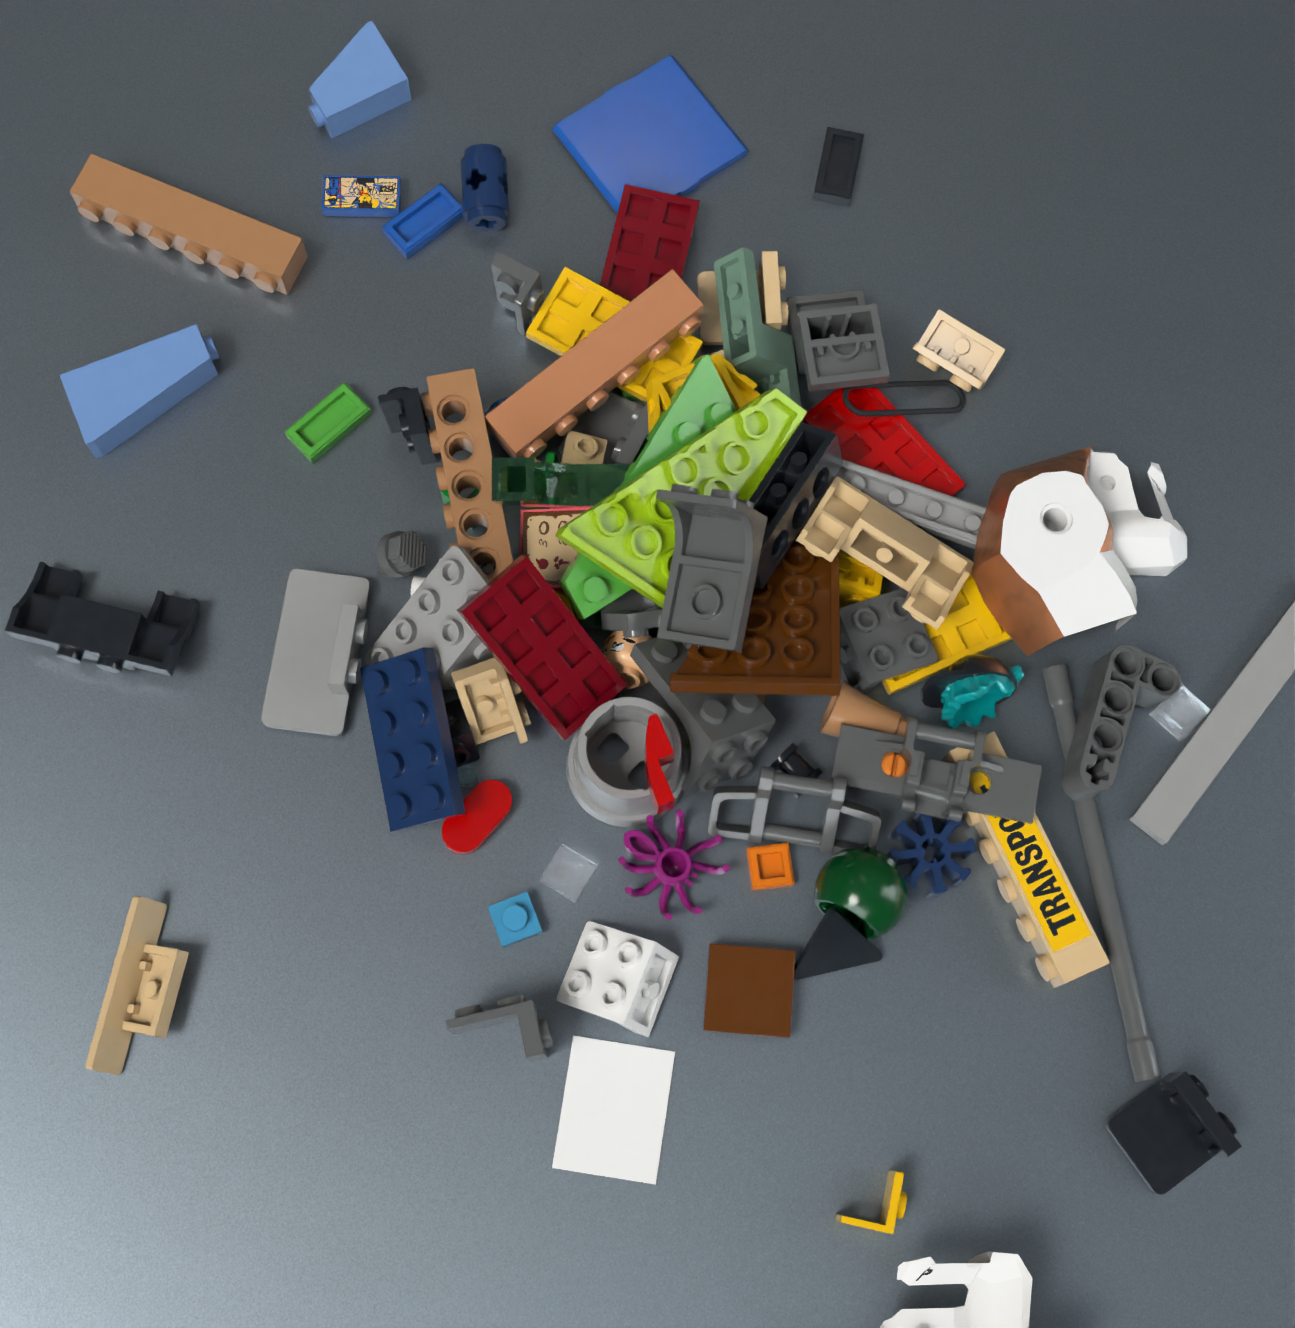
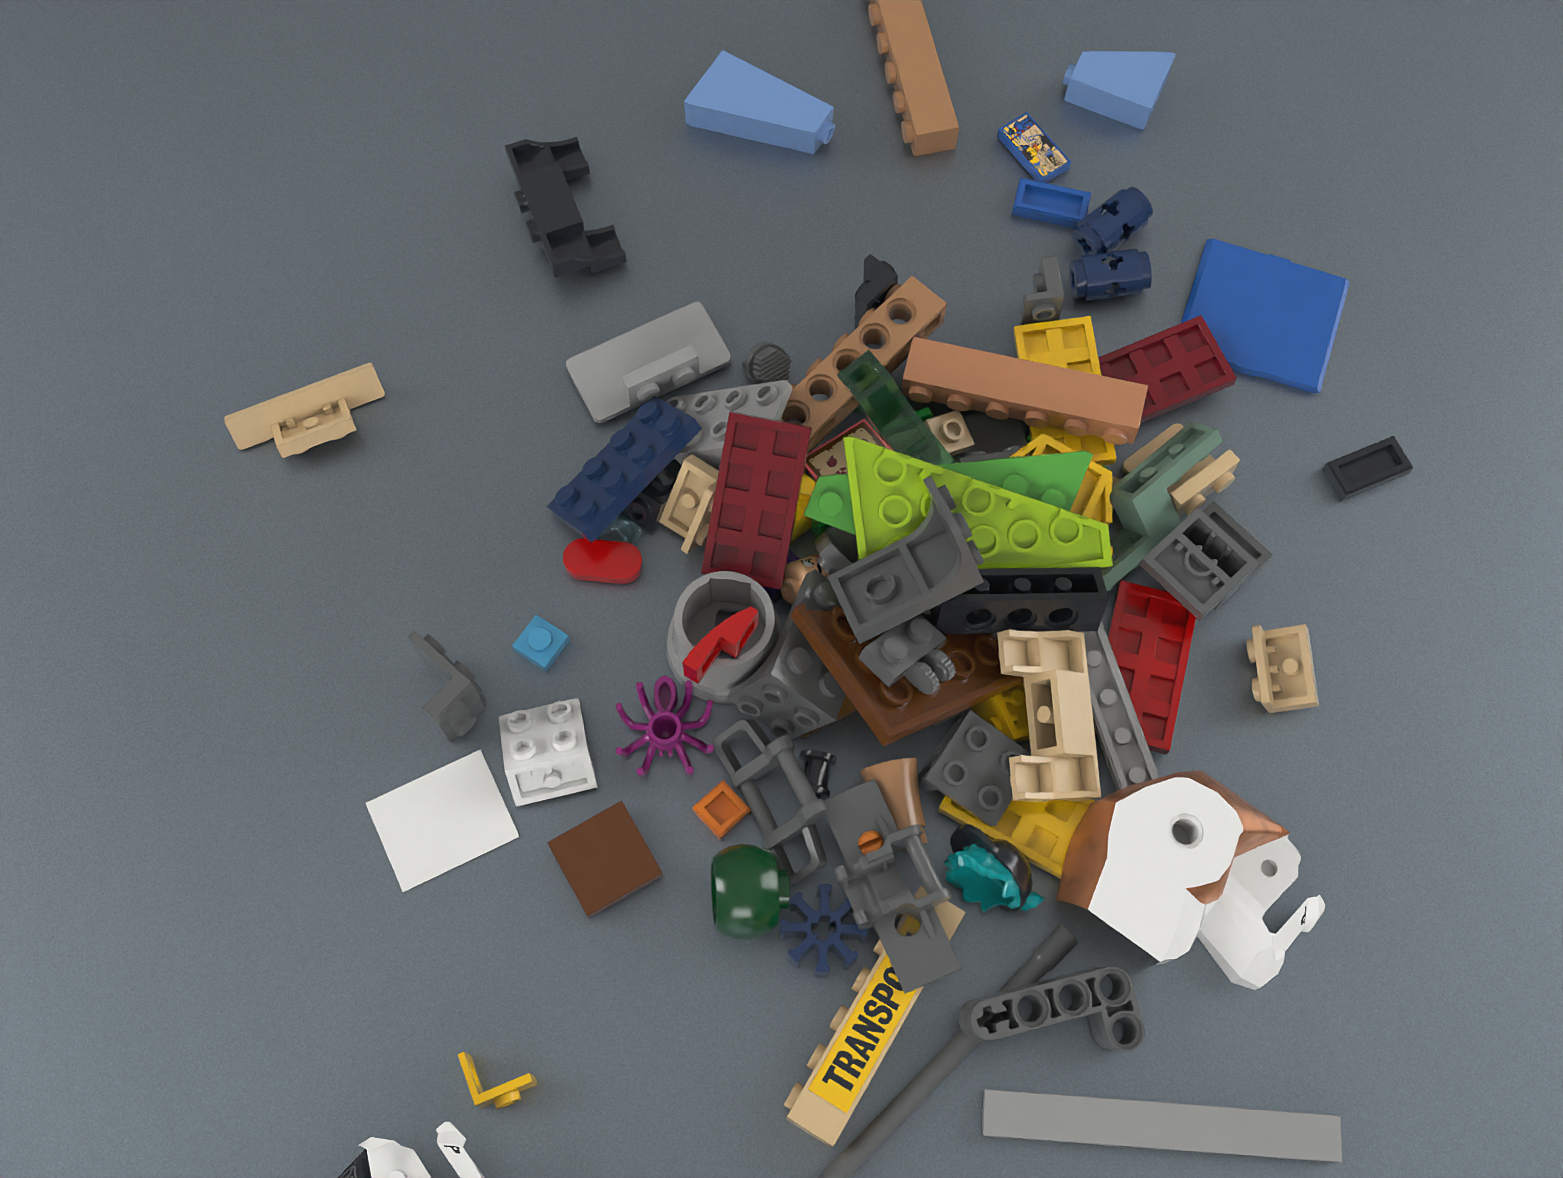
camera: 60 degrees right, 5 degrees down
(328, 422) = (833, 249): bright green tile -> none
(530, 223) = (1092, 279): none -> dark blue piece
(568, 873) = (604, 656): clear plate -> none
(767, 629) = (912, 653): none -> dark grey hinge
(835, 947) = (688, 904): black piece -> none
(958, 390) = (1197, 664): black piece -> none
(1180, 713) = (1114, 1073): clear plate -> none

